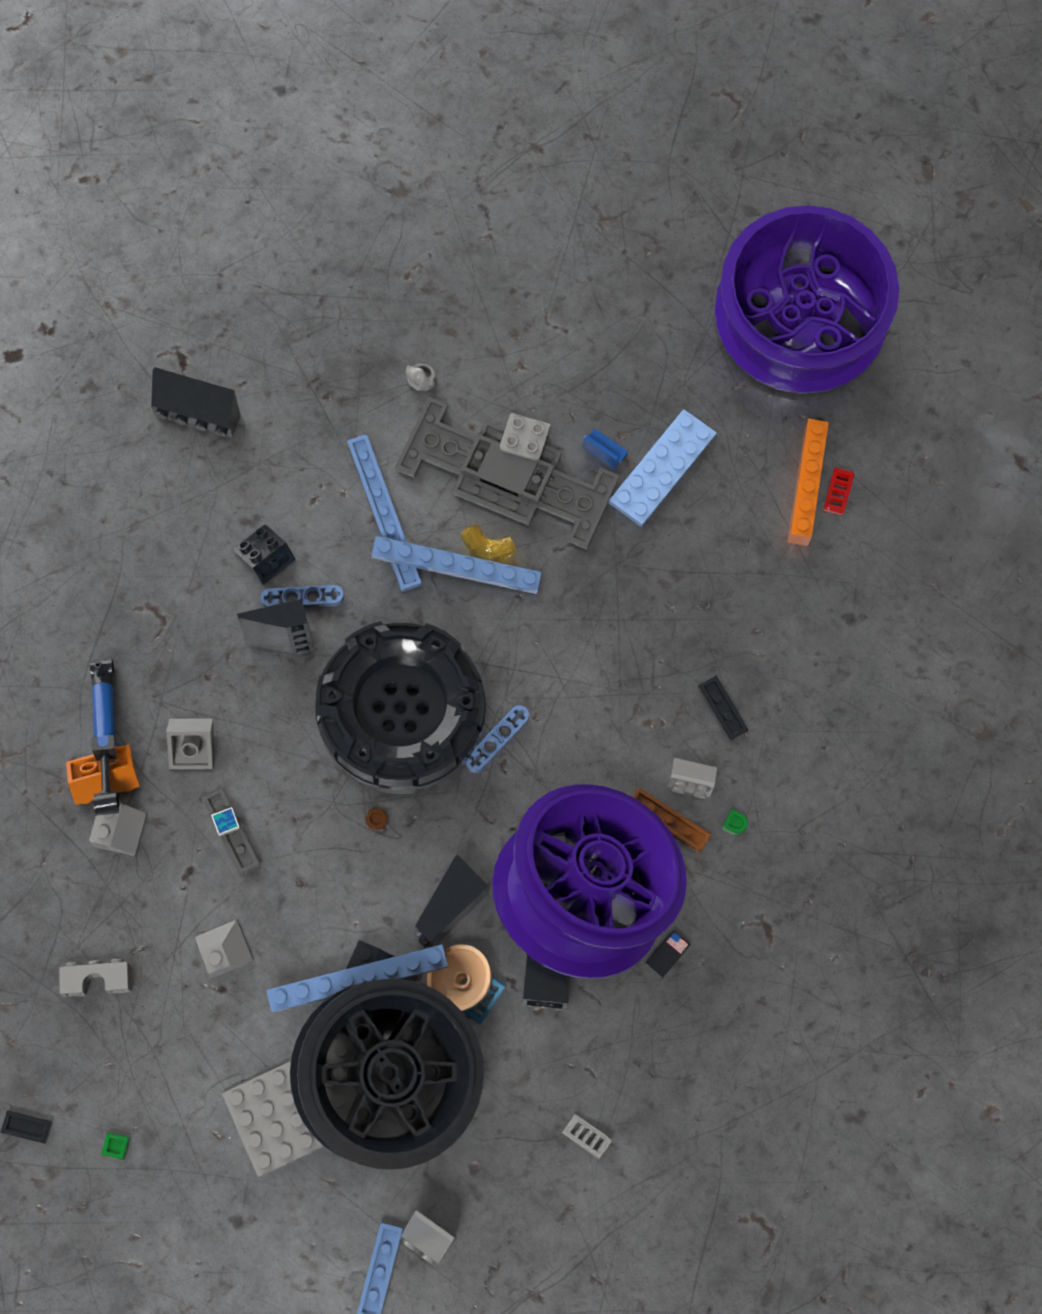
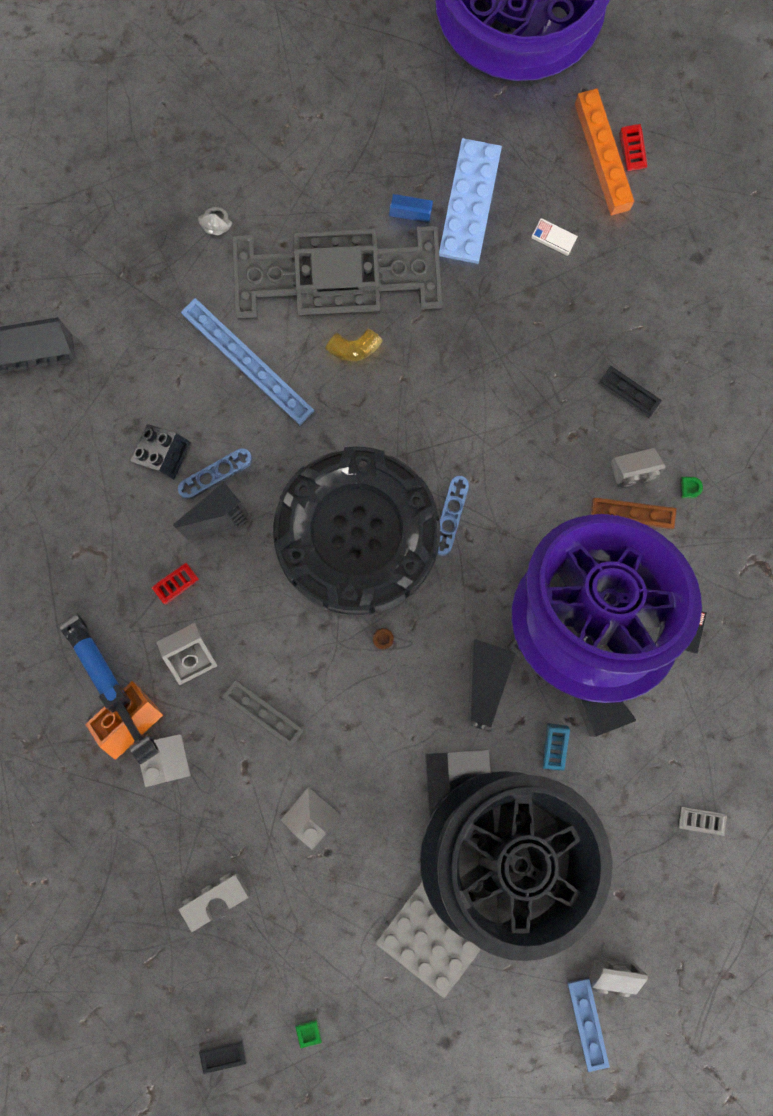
camera: 25 degrees left, 10 degrees up
(204, 670) = (180, 589): none -> red slope
(225, 821) = (255, 708): tile -> none
(324, 986) = (425, 805): medium blue plate -> none
(456, 565) = (335, 378): medium blue plate -> none
(463, 963) = (514, 745): light nougat dish -> none
(524, 437) = (337, 232): light grey bracket -> none
(723, 536) = (554, 237): none -> white tile

